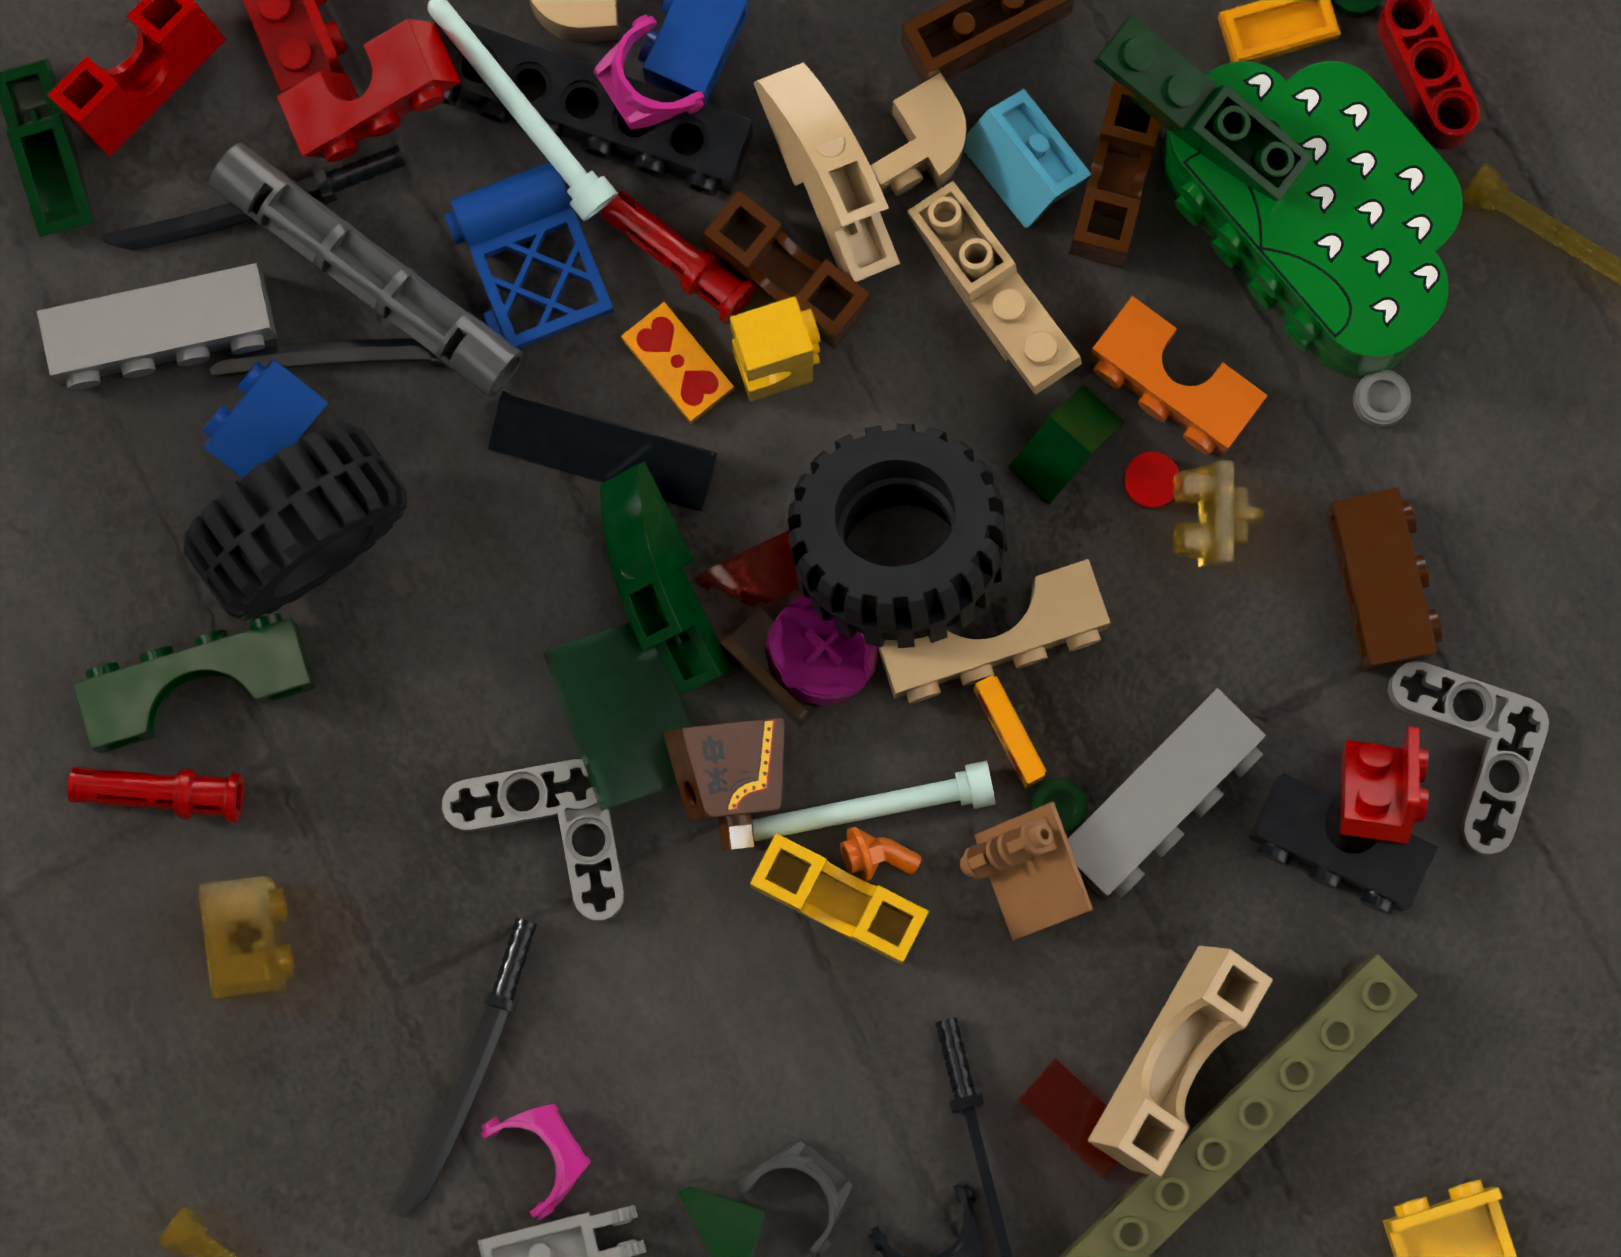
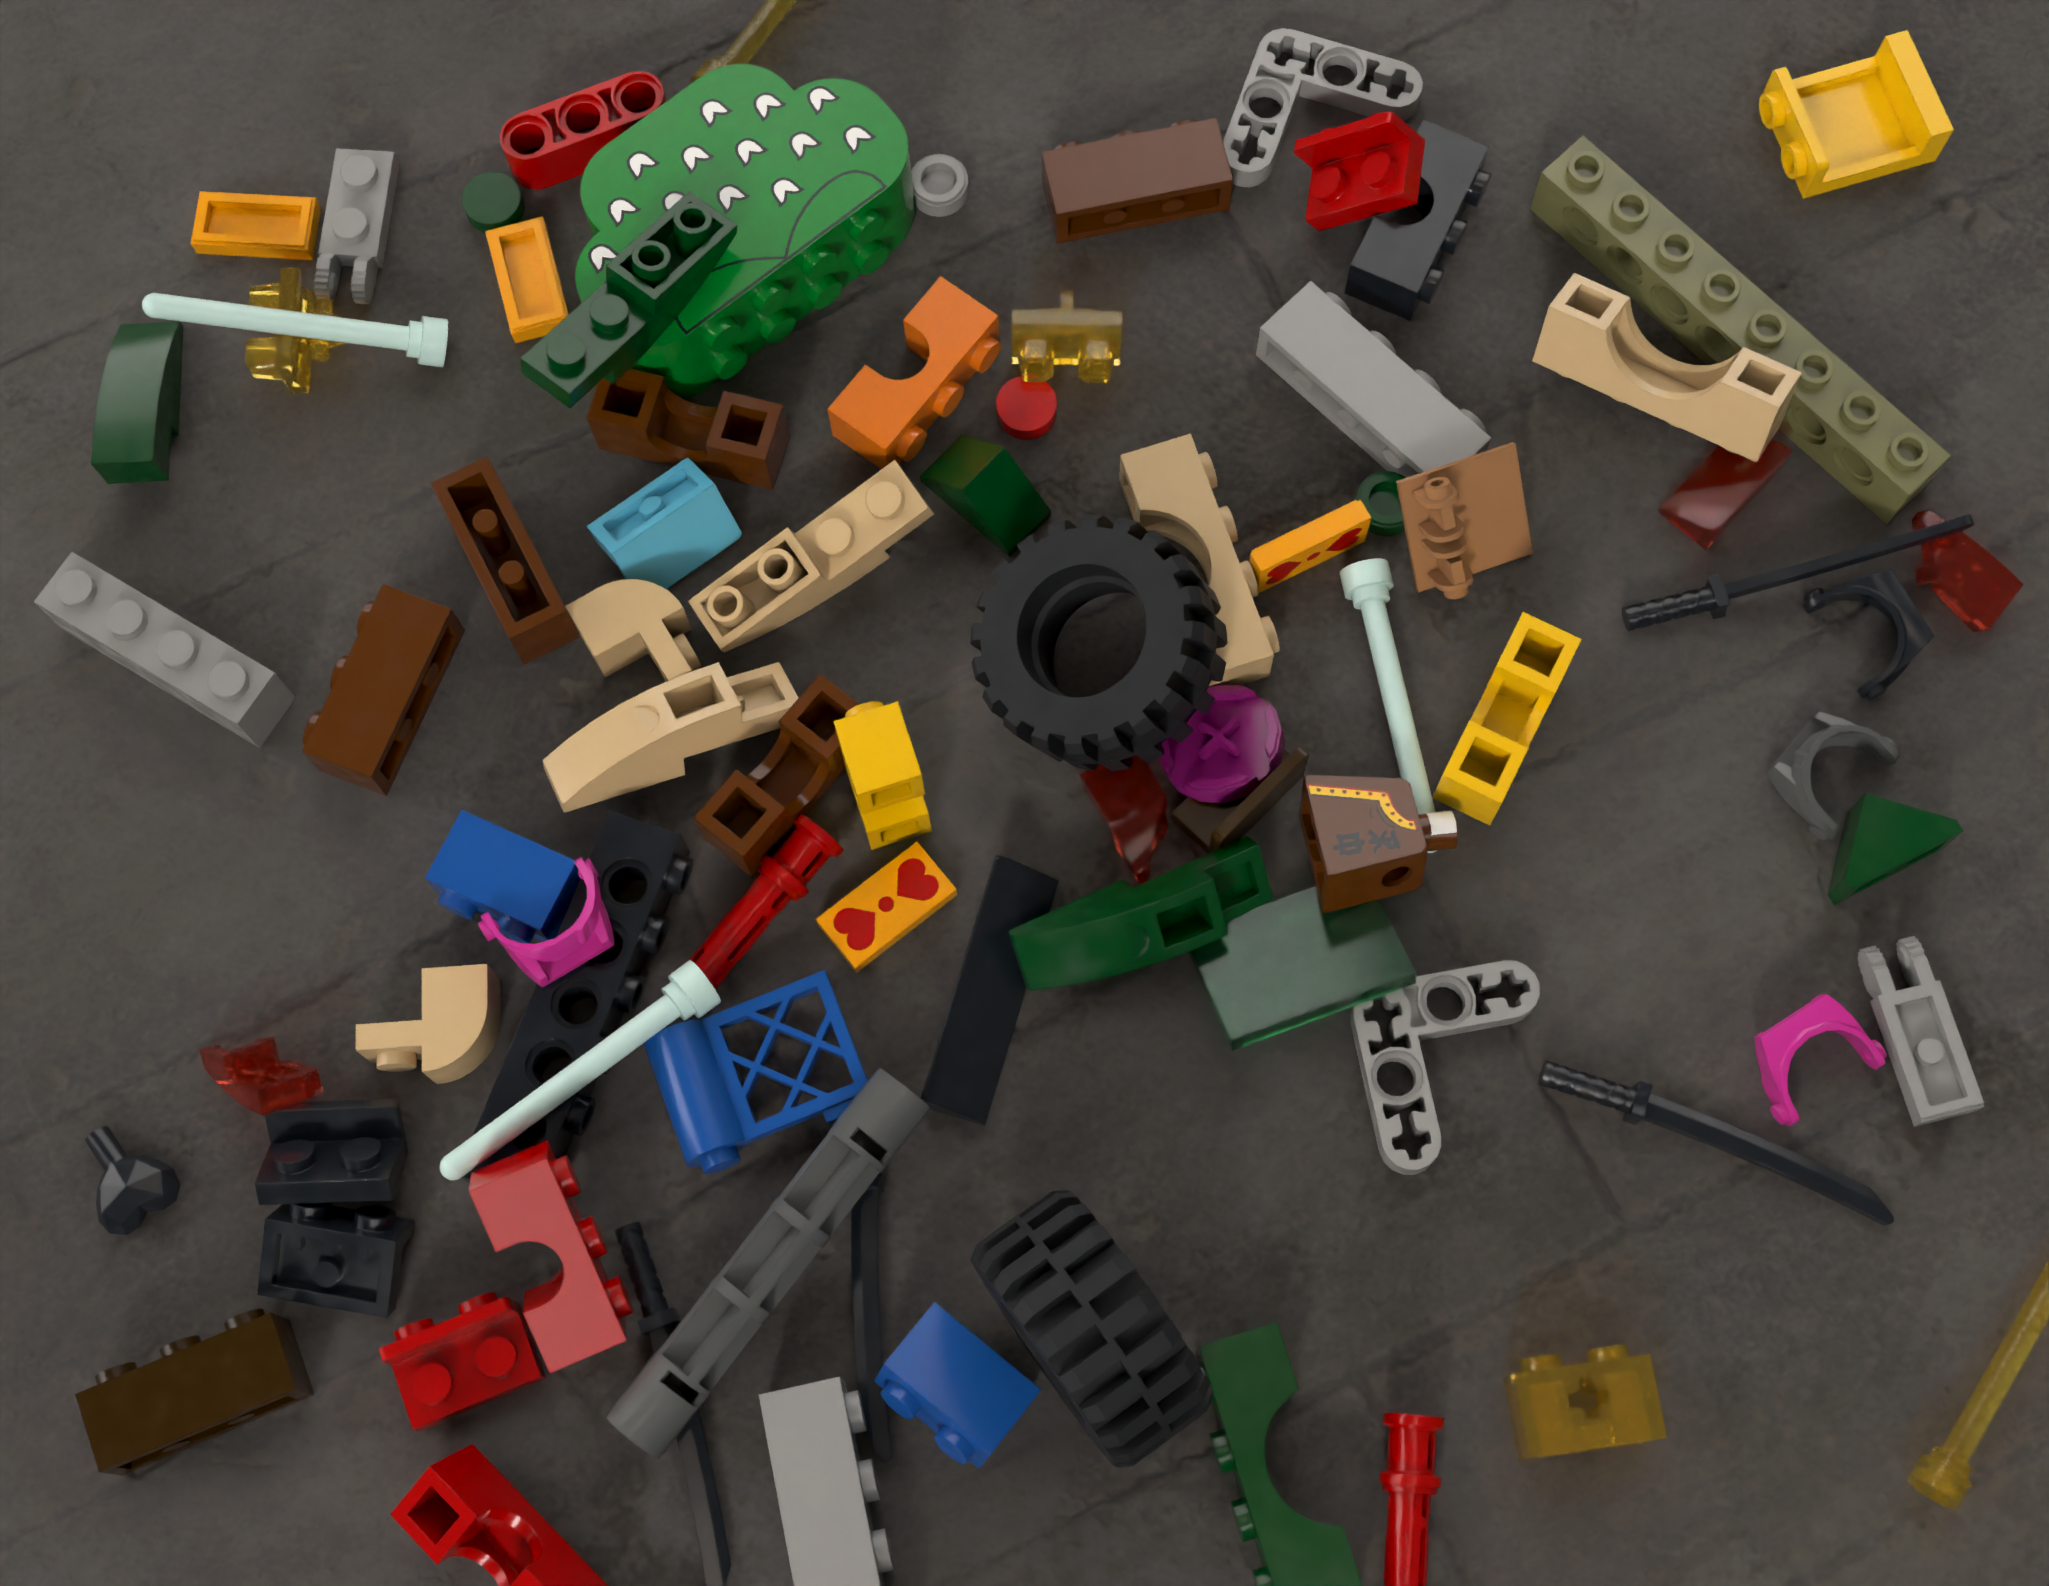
camera: 85 degrees left, 10 degrees down
(864, 853) = (1450, 695): orange plate -> none

